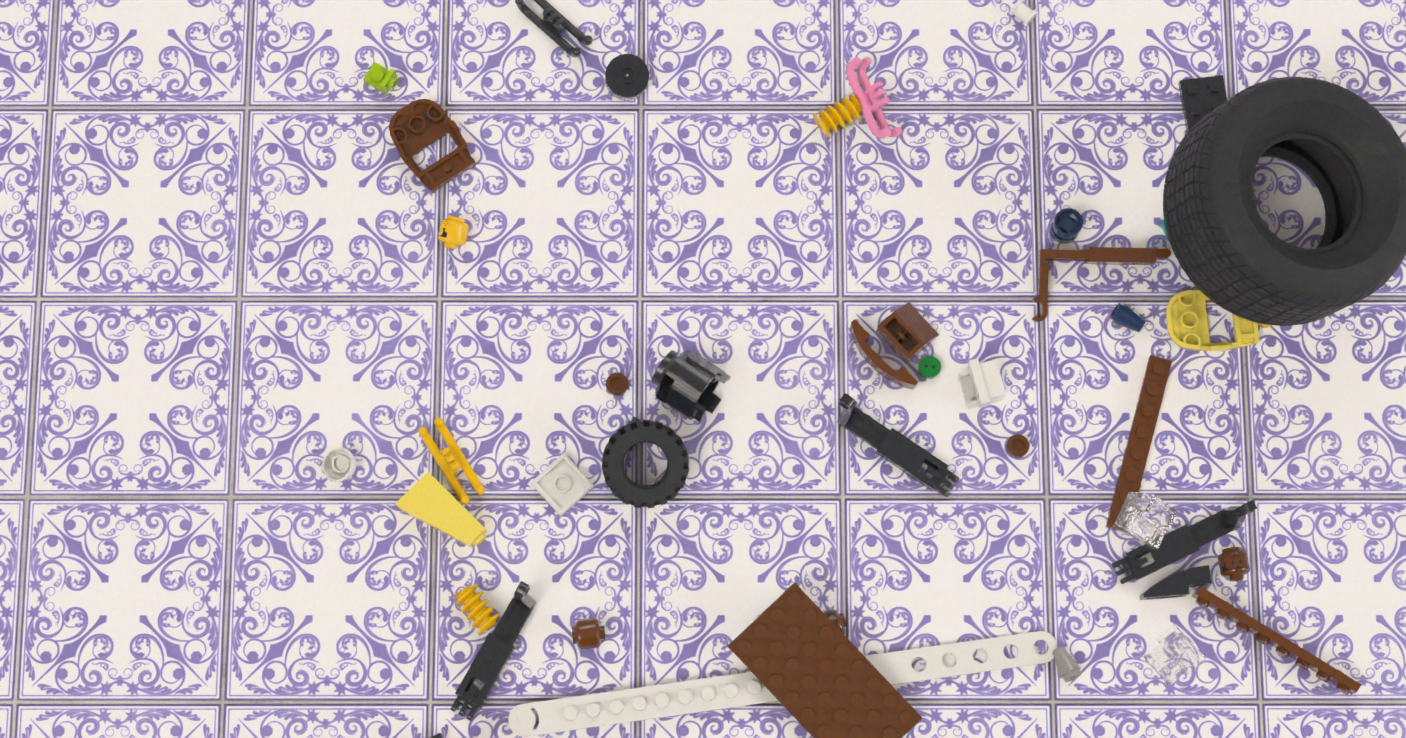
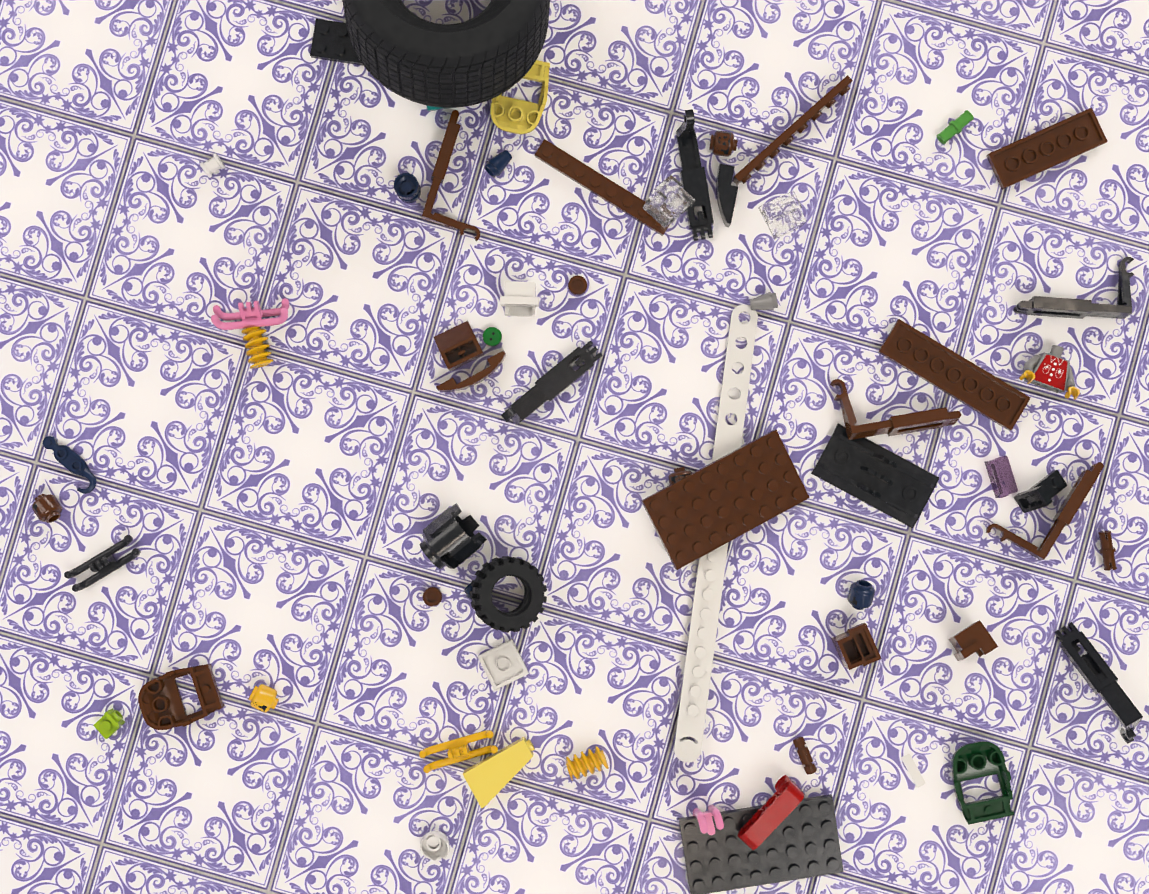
camera: 75 degrees left, 10 degrees up
(494, 653) = (627, 759): black hinge -> none
(588, 633) = (632, 678): reddish brown head -> none
(626, 77) = (170, 514): black piece -> none

